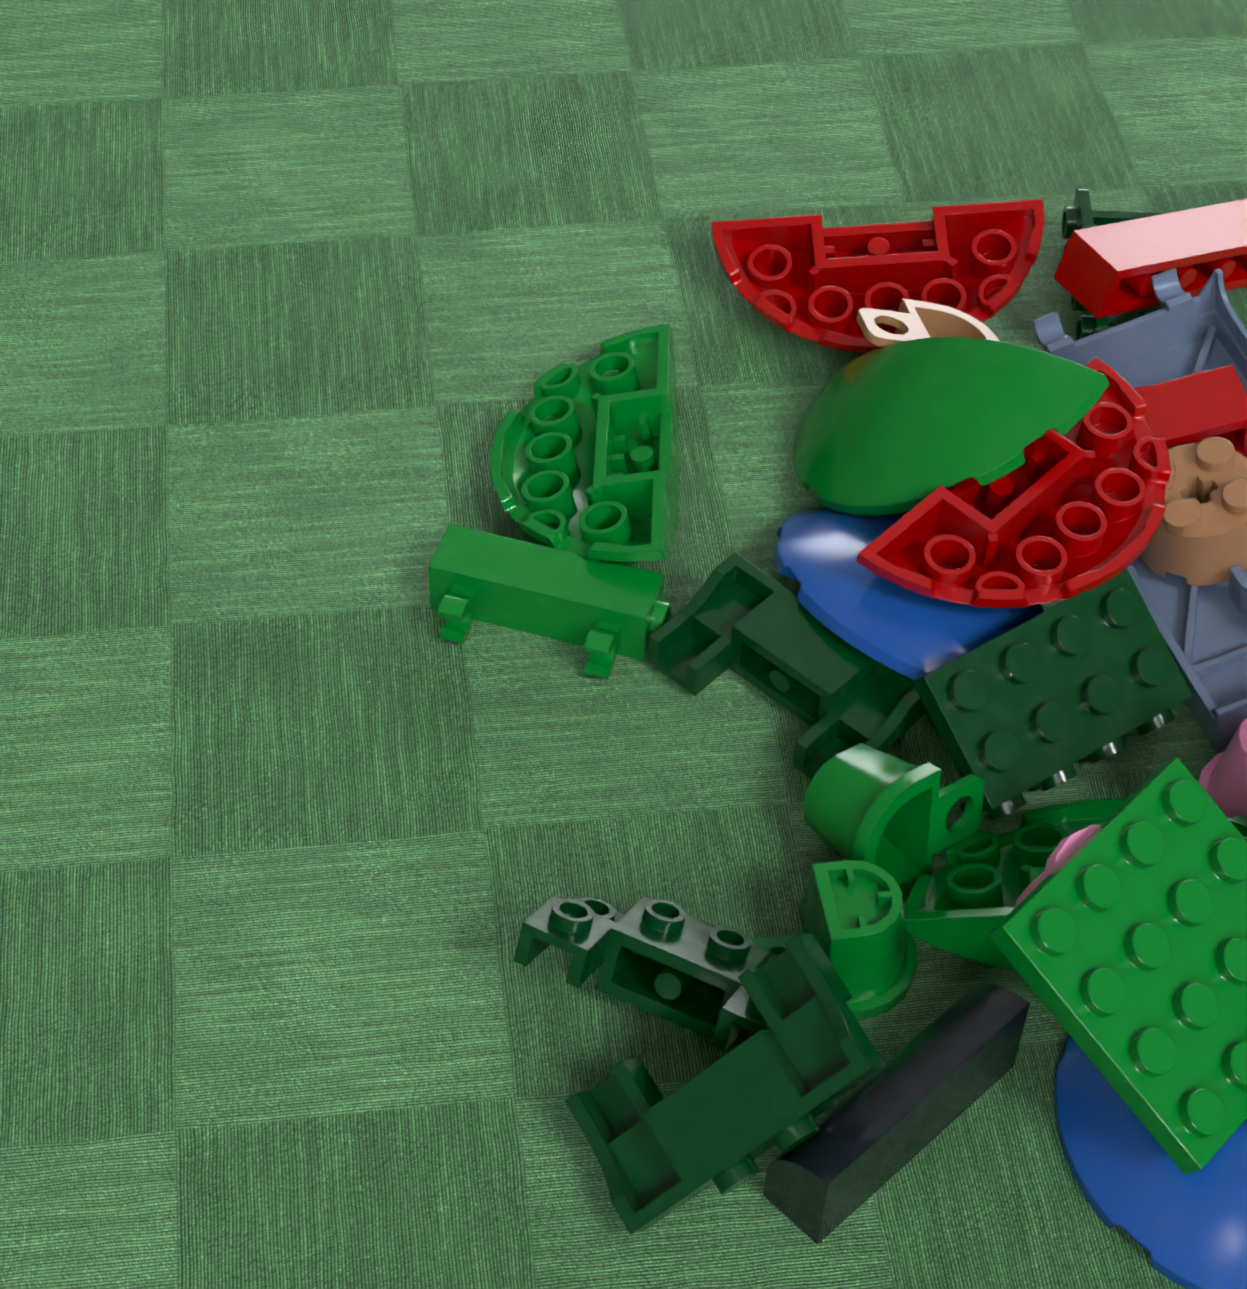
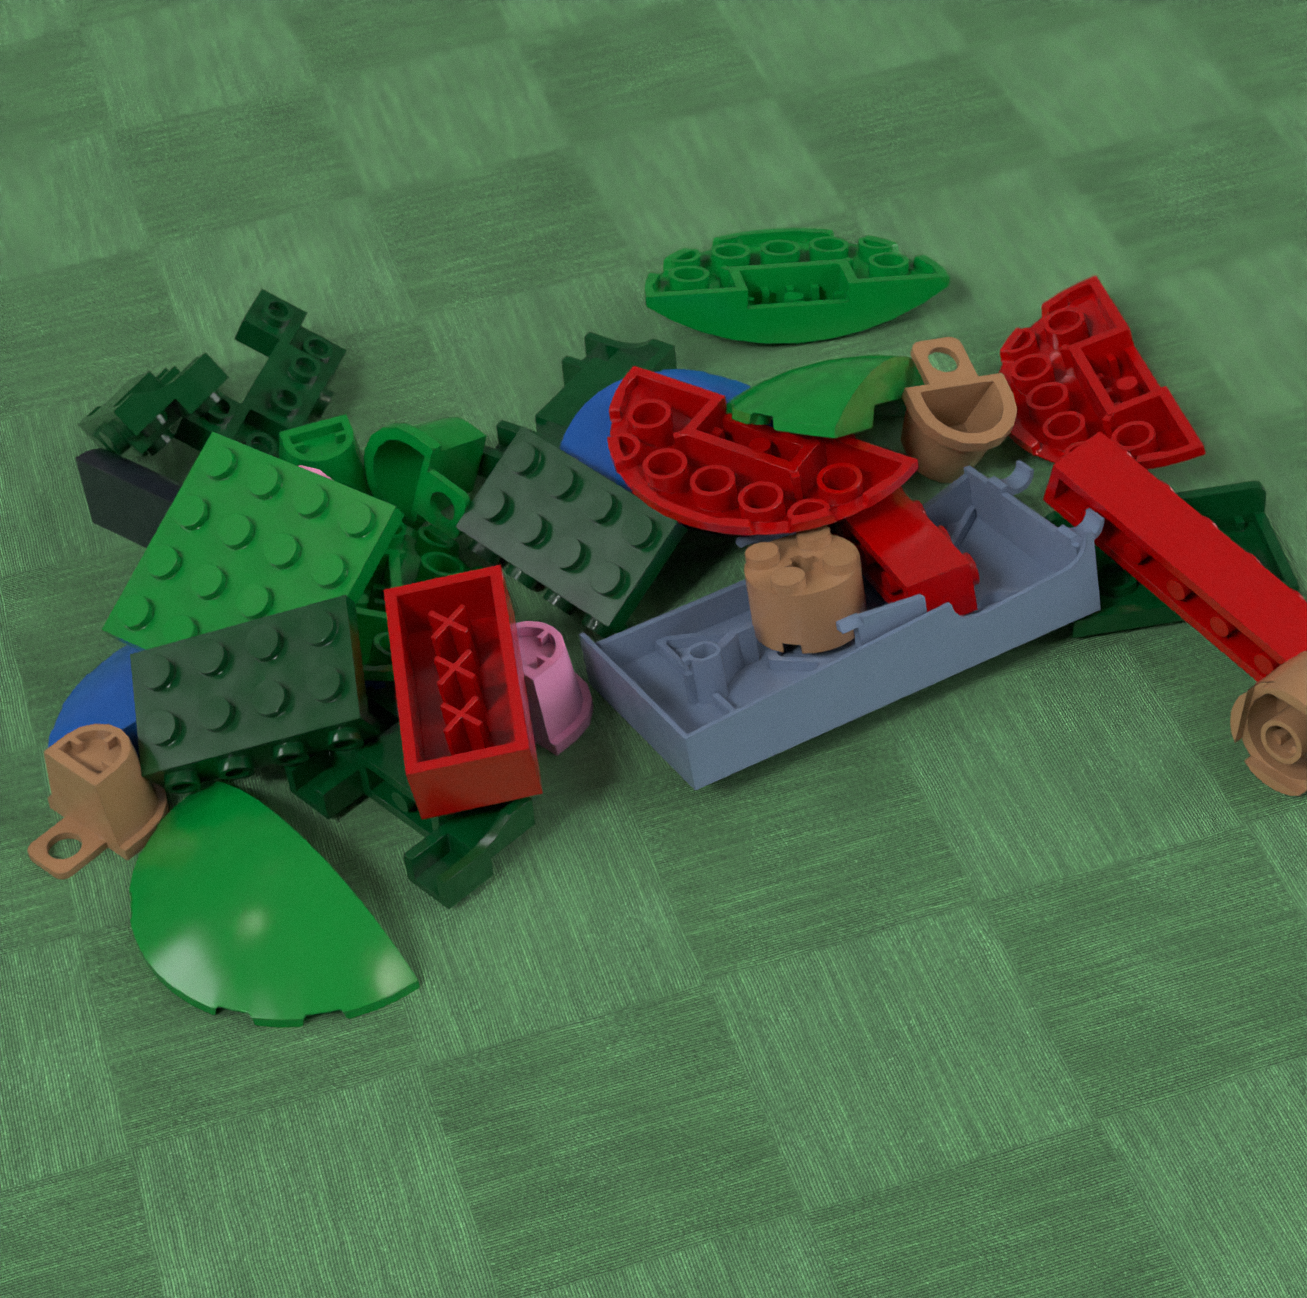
camera: 85 degrees right, 5 degrees down
(546, 594) = (635, 252): green brick -> none

